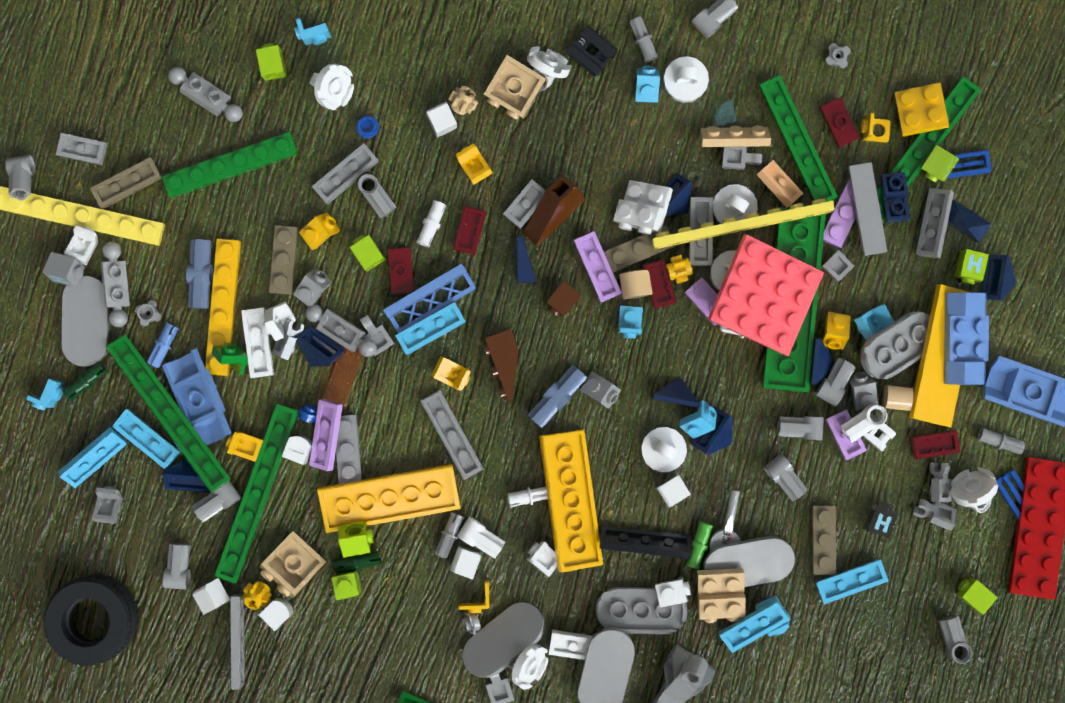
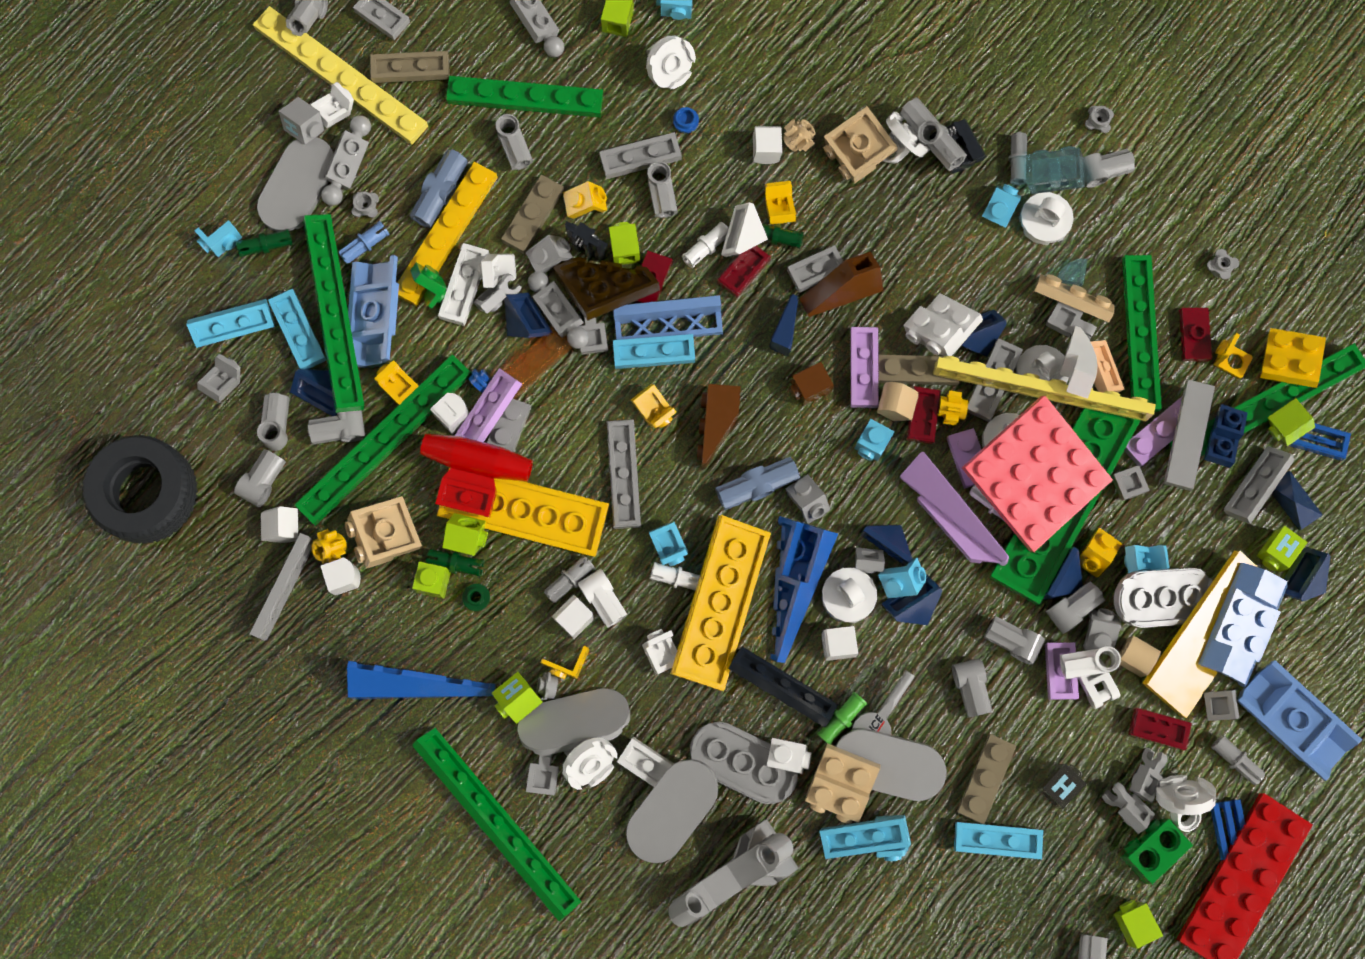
camera: 25 degrees right, 10 degrees down
(163, 516) = (274, 419): none -> light grey piece
(241, 210) = (513, 142): none -> light grey piece
(335, 265) = (584, 239): none -> black piece
(338, 490) = (472, 471): none -> red plate
(345, 679) = (391, 683): none -> blue wedge
(367, 296) = (603, 286): none -> dark brown plate
(393, 580) = (482, 603): none -> dark green plate
(452, 643) = (516, 698): none -> lime brick
(456, 202) = (744, 230): none -> white slope
(482, 190) = (783, 236): none -> dark green pin
(512, 474) = (669, 544): none -> medium azure bracket
(556, 46) = (943, 144): none -> light grey piece
(617, 438) = (802, 560): none -> blue wedge
(667, 416) = (869, 560): none -> light grey plate
(676, 39) = (1055, 170): none -> clear light blue brick
(713, 353) = (952, 512): none -> lavender wedge
(762, 194) = (1080, 364): none -> white slope
(973, 406) = (1221, 705): none -> light grey plate
(974, 539) = (1160, 857): none -> green brick

